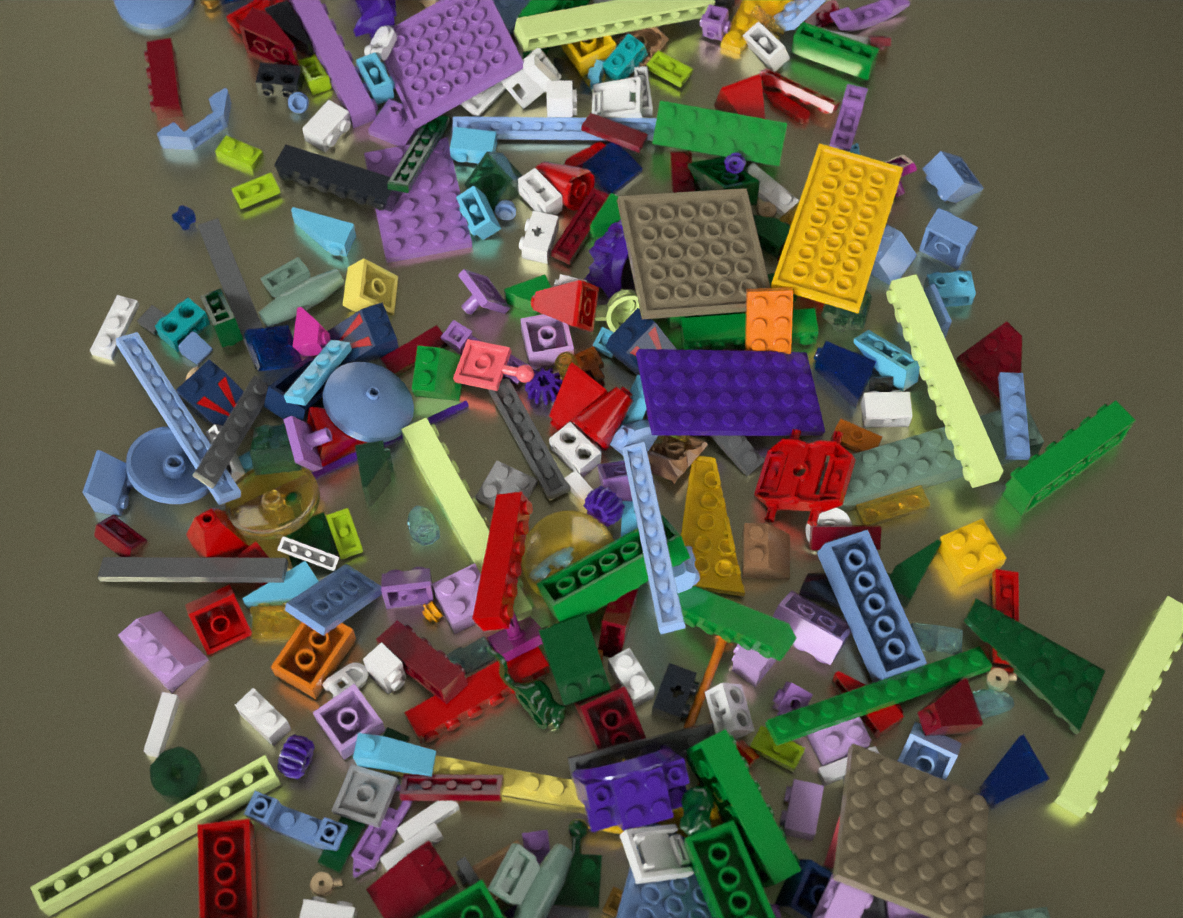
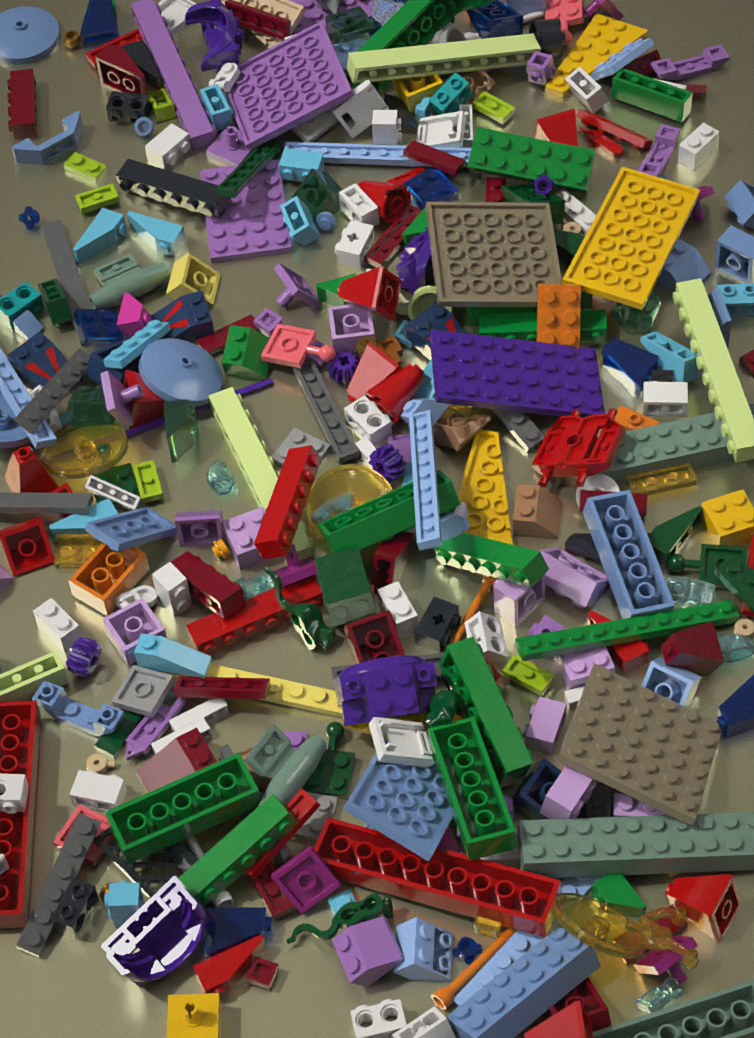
camera: 10 degrees right, 10 degrees down
(264, 234) = (101, 234): none -> medium azure slope
(538, 71) = (365, 100): white piece -> none
(767, 21) = (590, 68): clear yellow pin -> none
(889, 109) = (698, 146): none -> white brick
(955, 602) = (709, 562): none -> dark green plate

